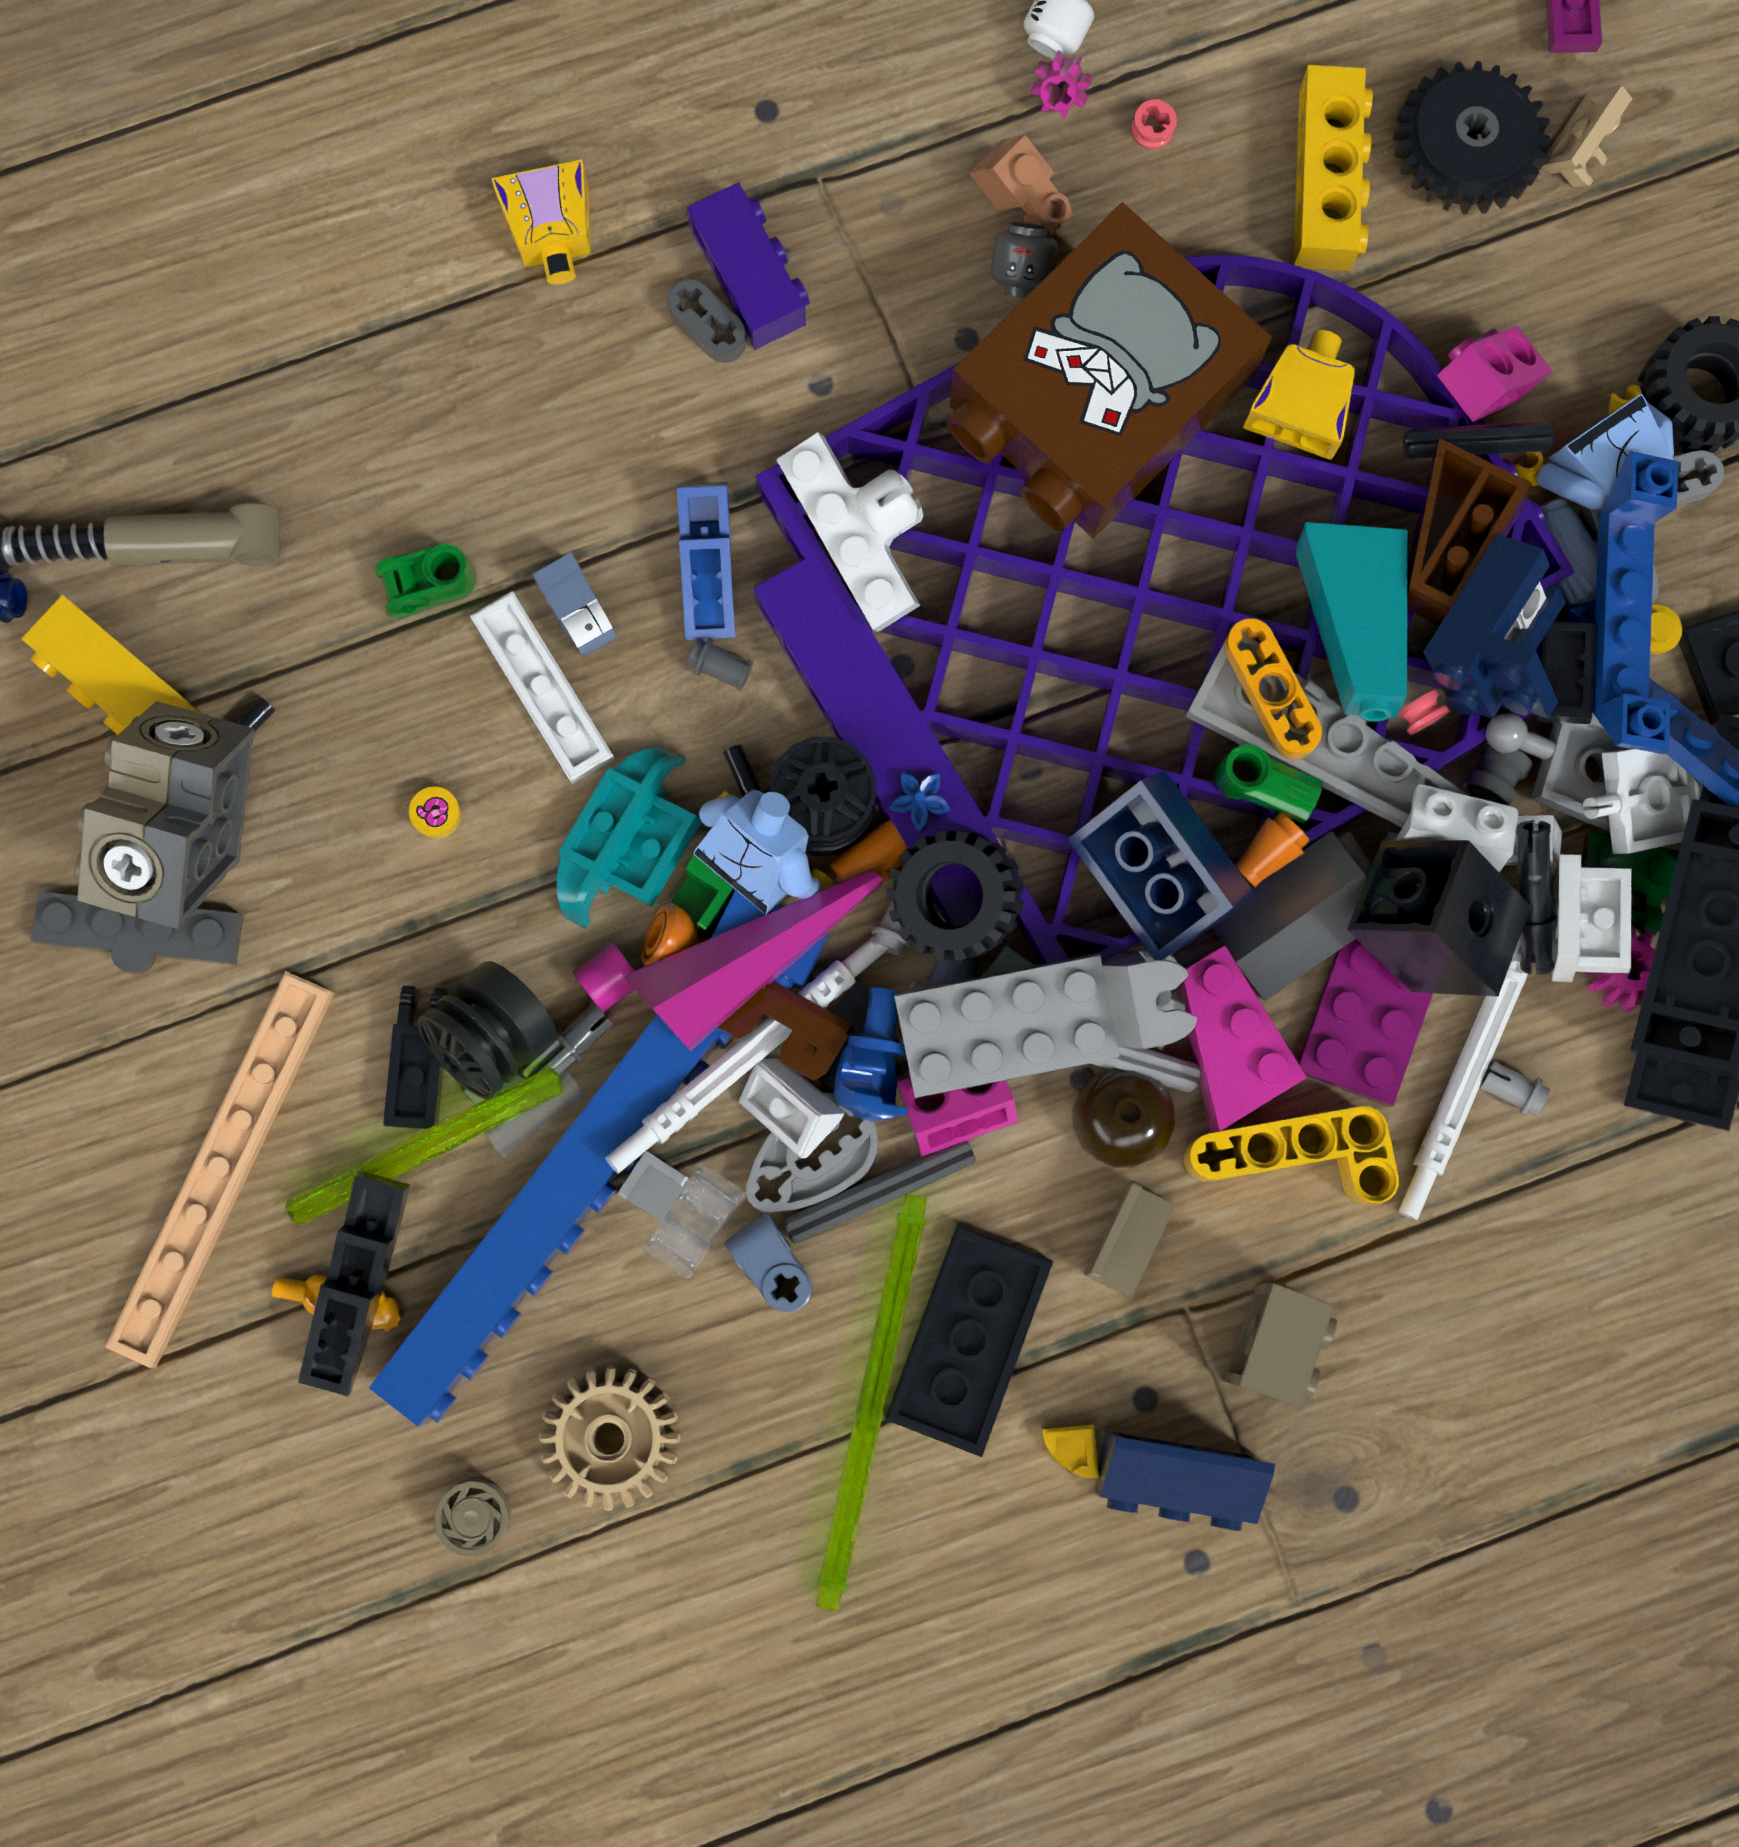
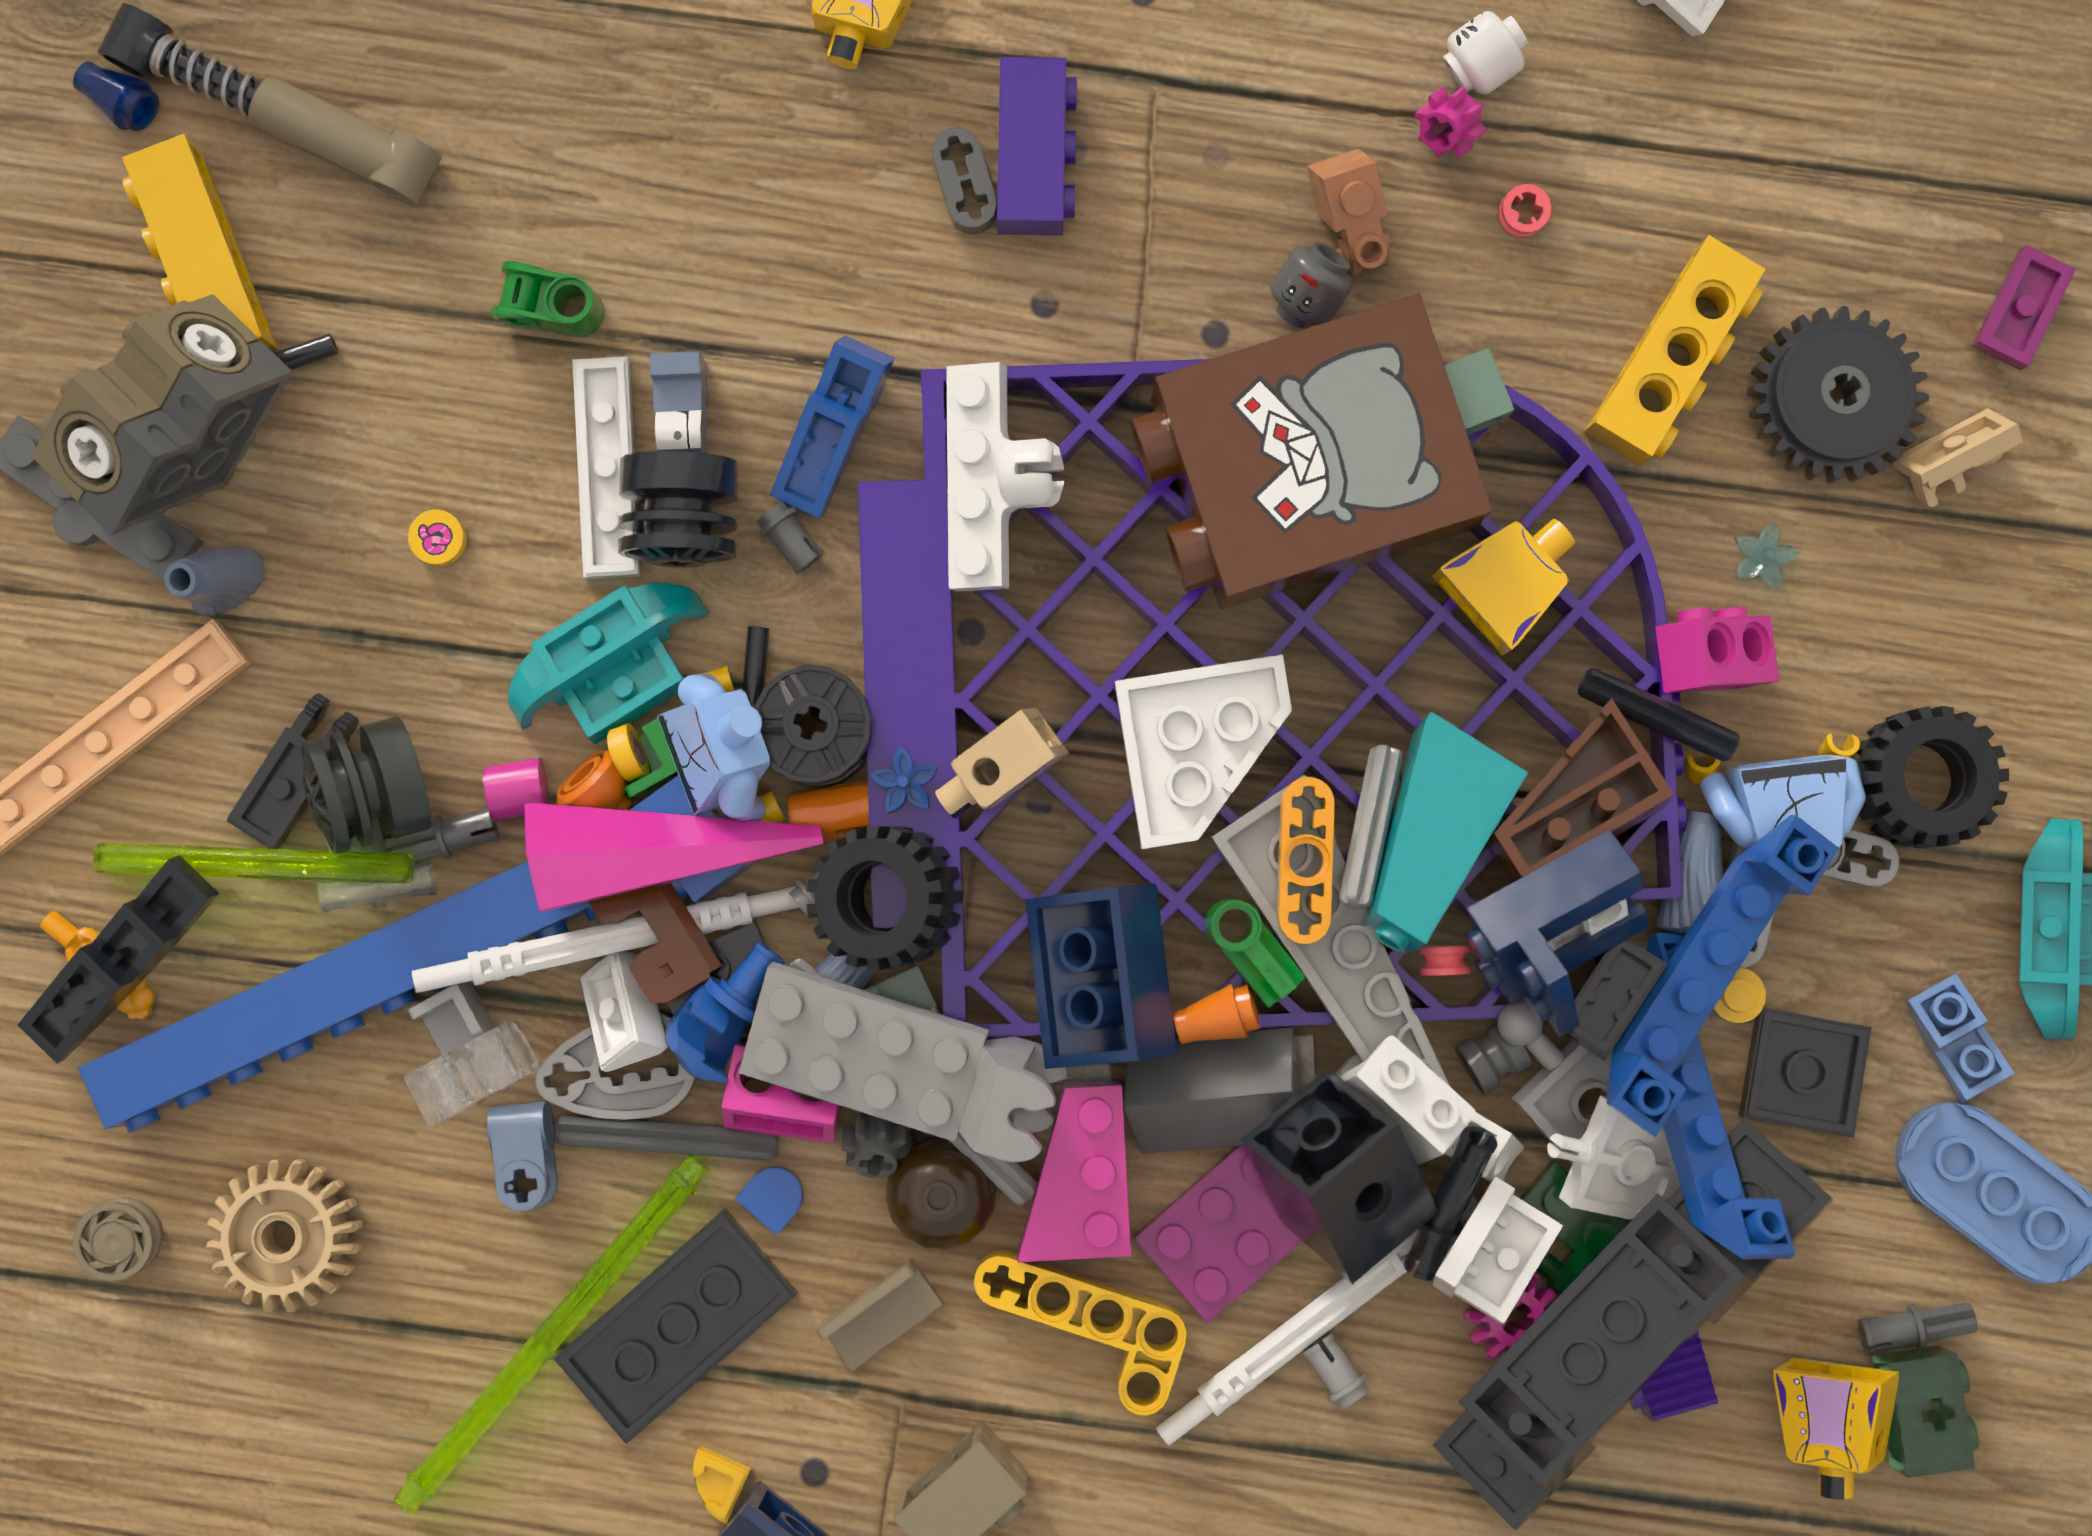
camera: 30 degrees right, 5 degrees up
(274, 935) = (216, 578): none -> sand blue piece
(620, 681) = (678, 507): none -> black wheel
(683, 898) = (628, 752): none -> yellow tile
(991, 1193) = (773, 1196): none -> blue tile
(1000, 717) = (1022, 750): none -> tan torso
(1051, 1102) = (875, 1145): none -> dark grey gear
(1132, 645) = (1195, 740): none -> white plate
(1208, 257) = (1479, 391): none -> sand green panel
(1307, 638) = (1370, 827): none -> light grey axle
(1484, 288) = (1765, 556): none -> clear light blue plant

